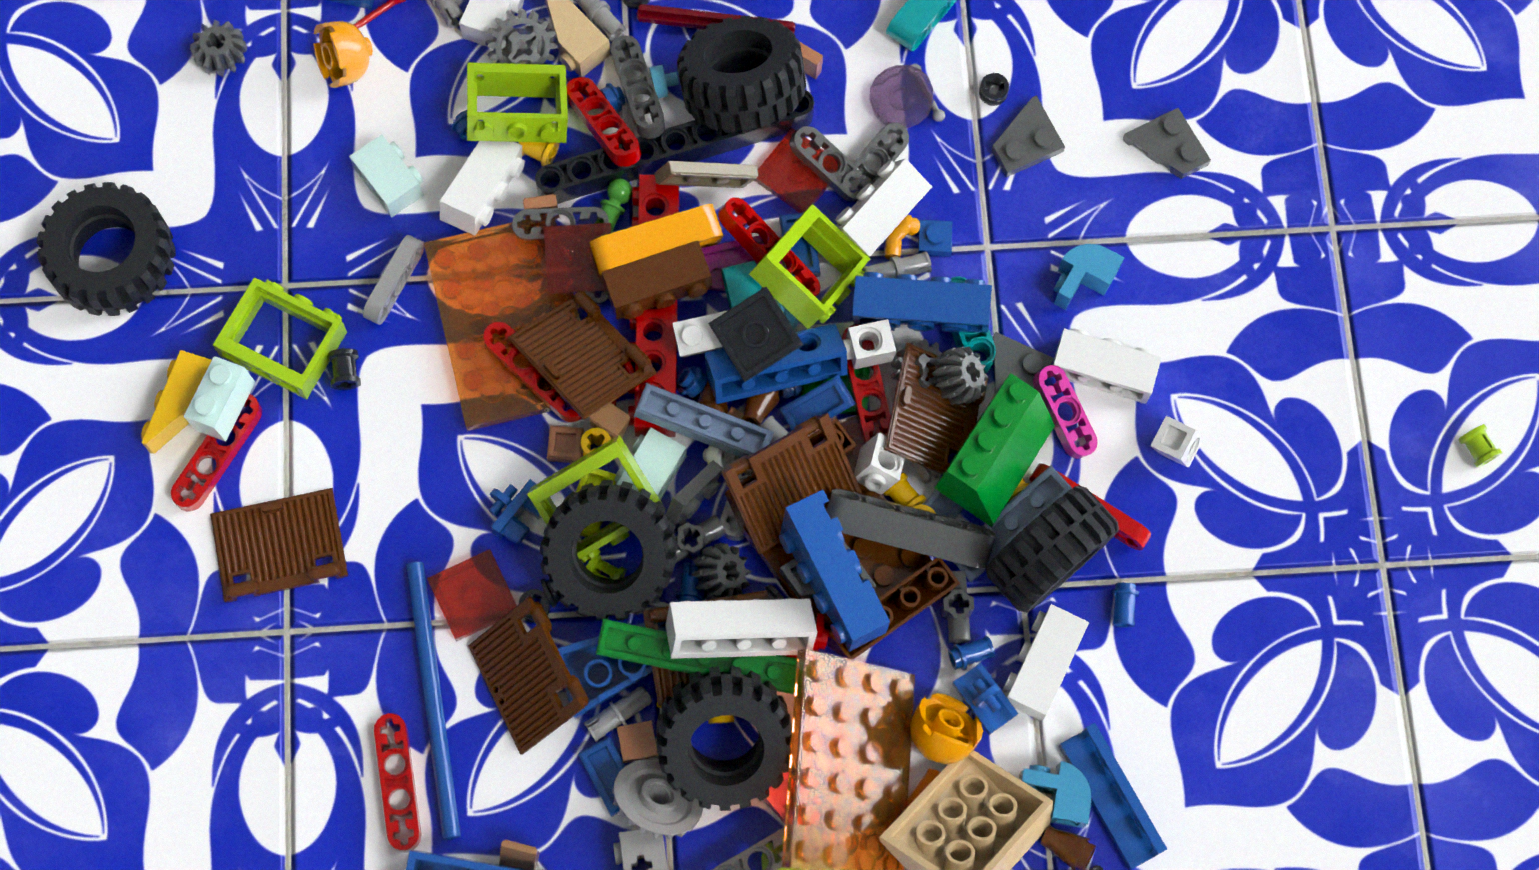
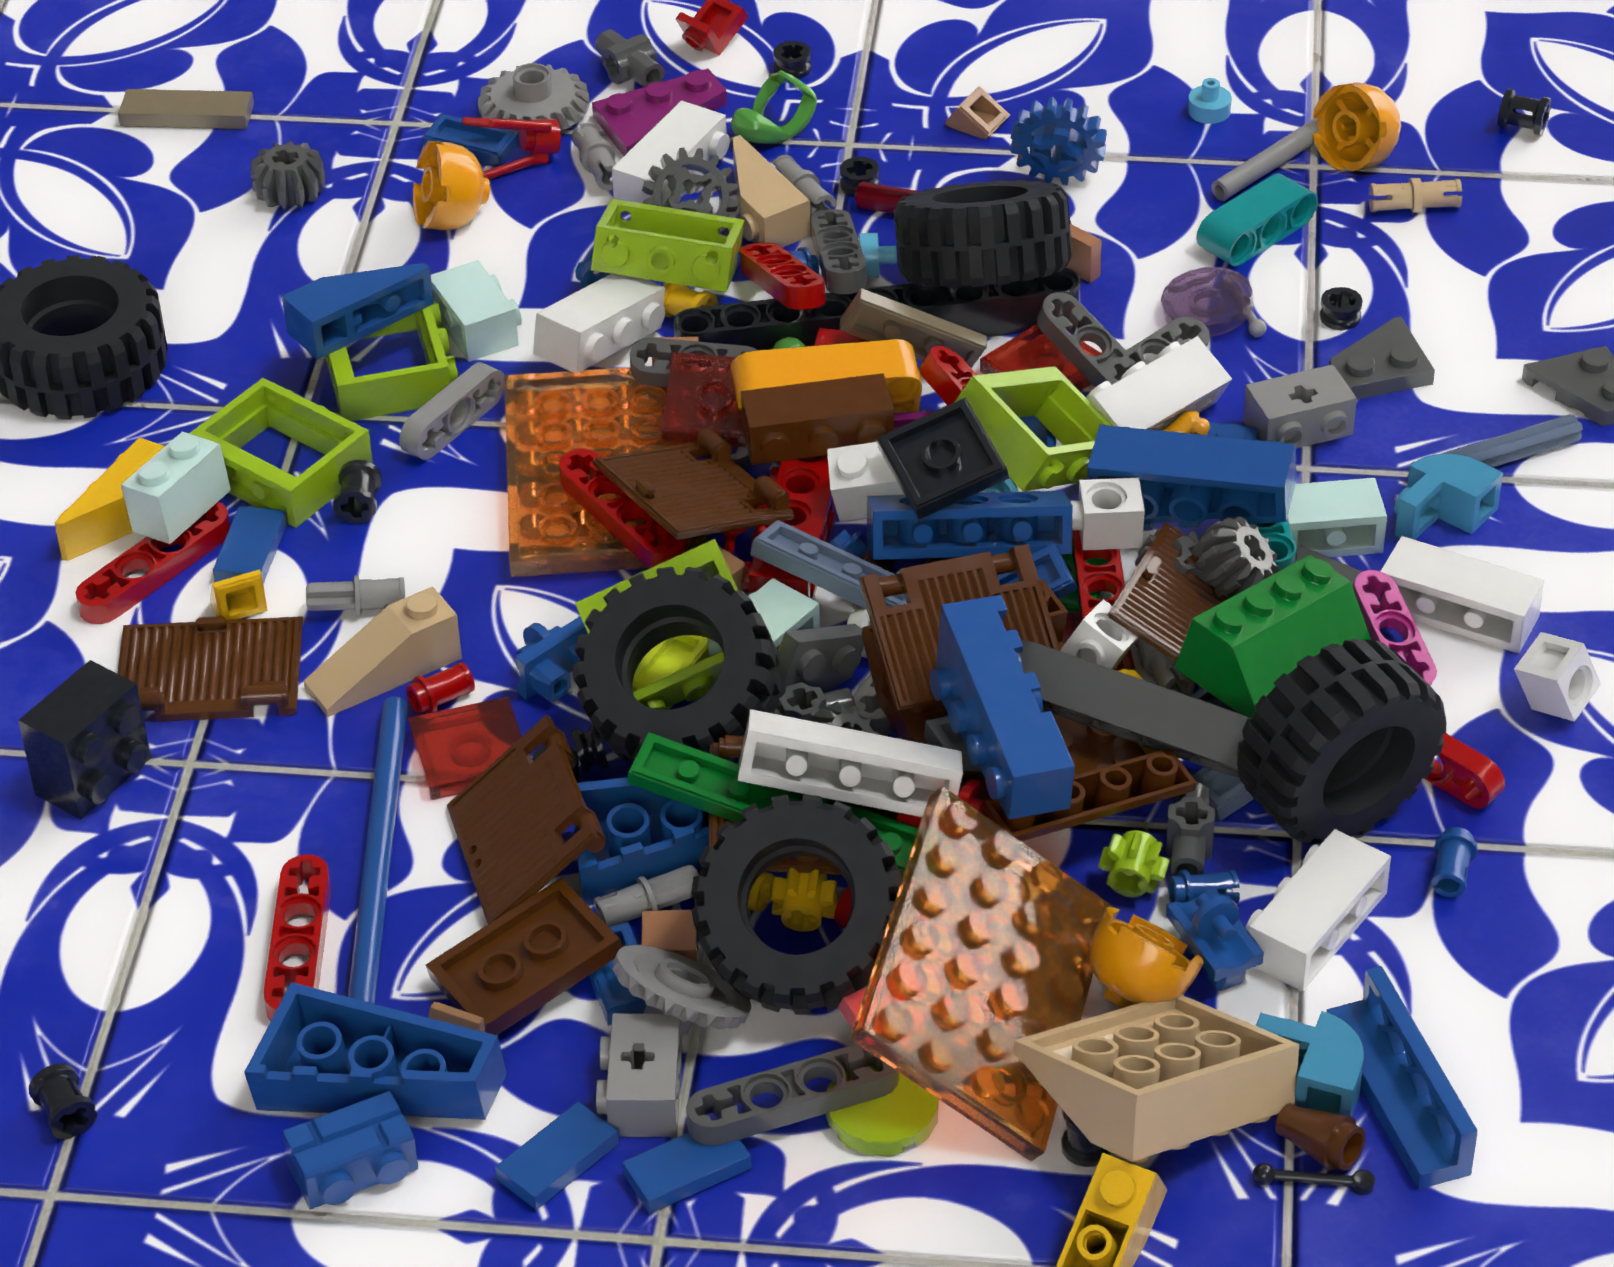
camera: 15 degrees right, 30 degrees down
(217, 645) = (85, 739): none -> black brick
(280, 428) = (250, 542): none -> blue tile
(284, 481) = (239, 596): none -> yellow slope
(299, 210) = (354, 305): none -> blue slope
(315, 190) = (401, 388): none -> lime window
(365, 468) = (356, 594): none -> light grey axle
(398, 523) = (389, 651): none -> tan slope
(442, 546) = (437, 689): none -> red pin
(550, 785) = (525, 957): none -> reddish brown plate
(925, 643) = (1133, 863): none -> lime gear
(987, 188) = (1301, 407): none -> light grey brick
(1018, 304) = (1338, 517): none -> light aqua brick
(1115, 218) = (1523, 442): none -> sand blue axle

